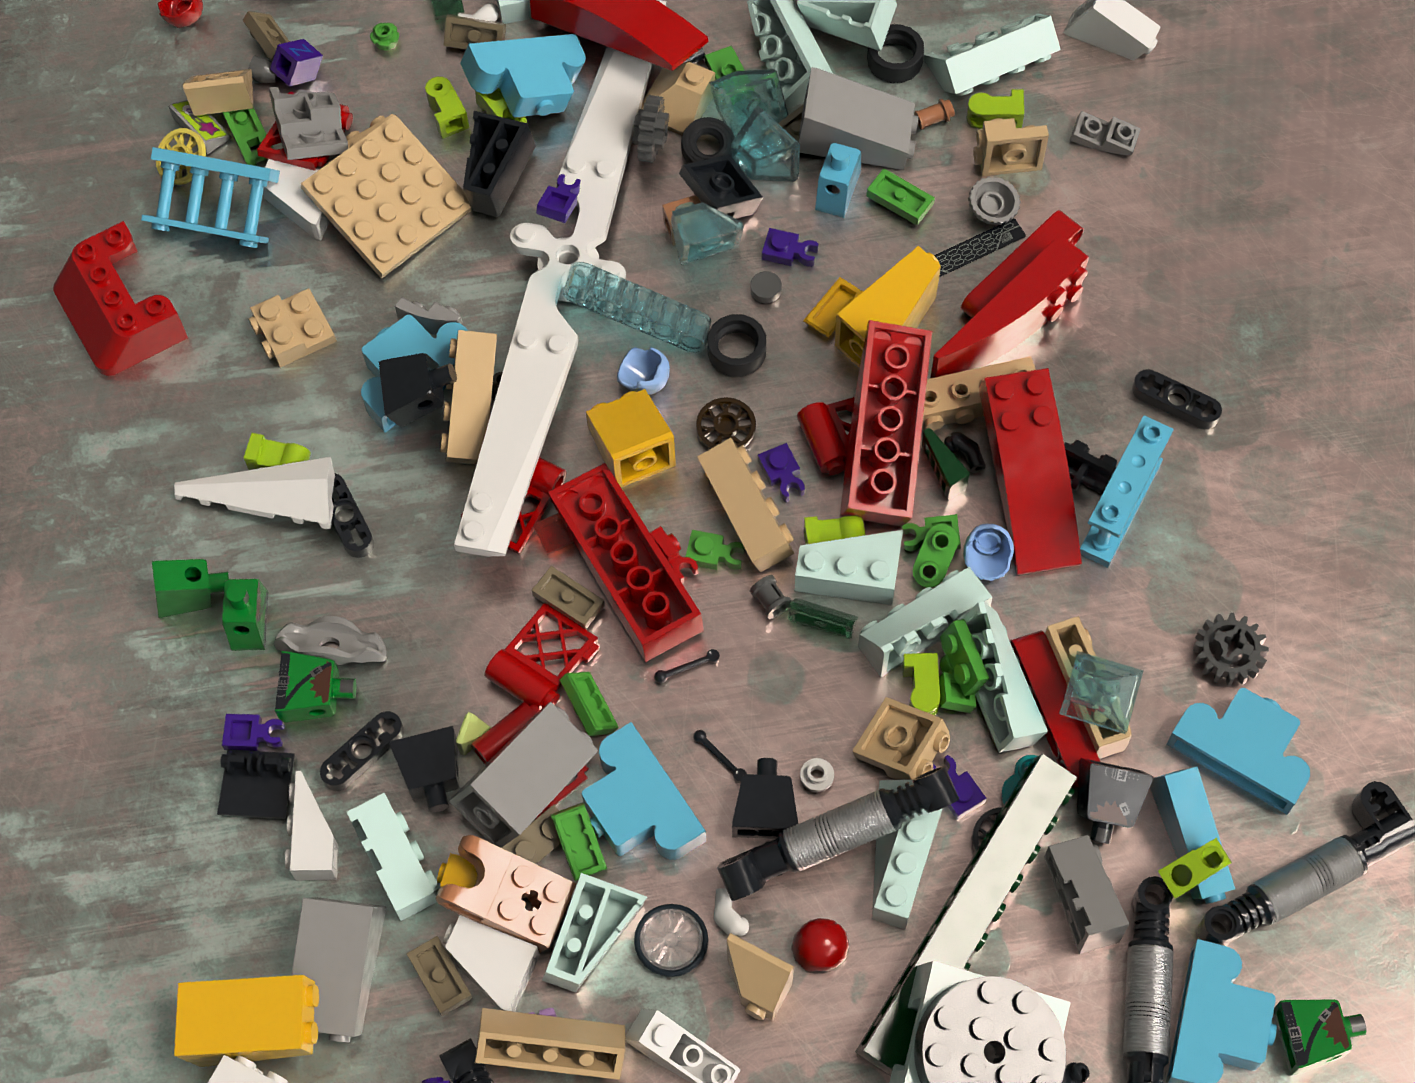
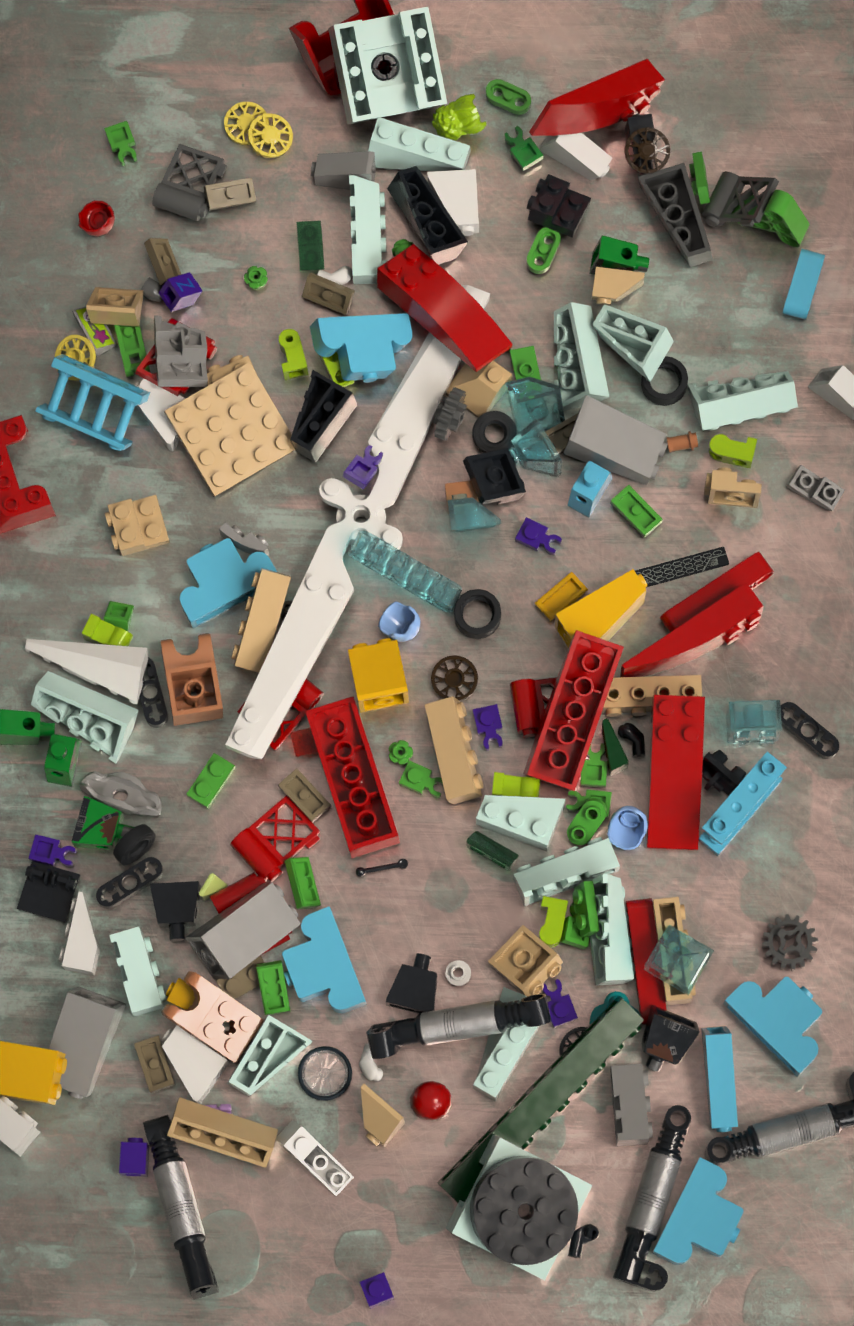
camera: 15 degrees right, 10 degrees up
(276, 555) = (86, 713): none -> light aqua wedge
(288, 431) = (119, 614): none -> bright green slope
(353, 713) = (134, 844): none -> black tyre
(397, 491) = (192, 674): none -> nougat brick
(413, 386) = (219, 606): black torso -> none
(443, 605) = (211, 780): none -> bright green plate
(670, 548) = (387, 773): red plate -> none
(679, 531) = (400, 758): none -> bright green plate
(700, 737) = (379, 924): black hinge -> none
(766, 287) = (512, 567): dark grey tile -> none
(770, 597) = (455, 827): dark grey bush -> none
(929, 494) = (594, 770): none -> bright green plate
(994, 200) = (709, 531): light grey hat -> none
(1111, 396) = (753, 722): none -> clear light blue brick
(1194, 868) = (708, 1107): lime leg -> none
(1315, 1032) = (768, 1241): green torso -> none

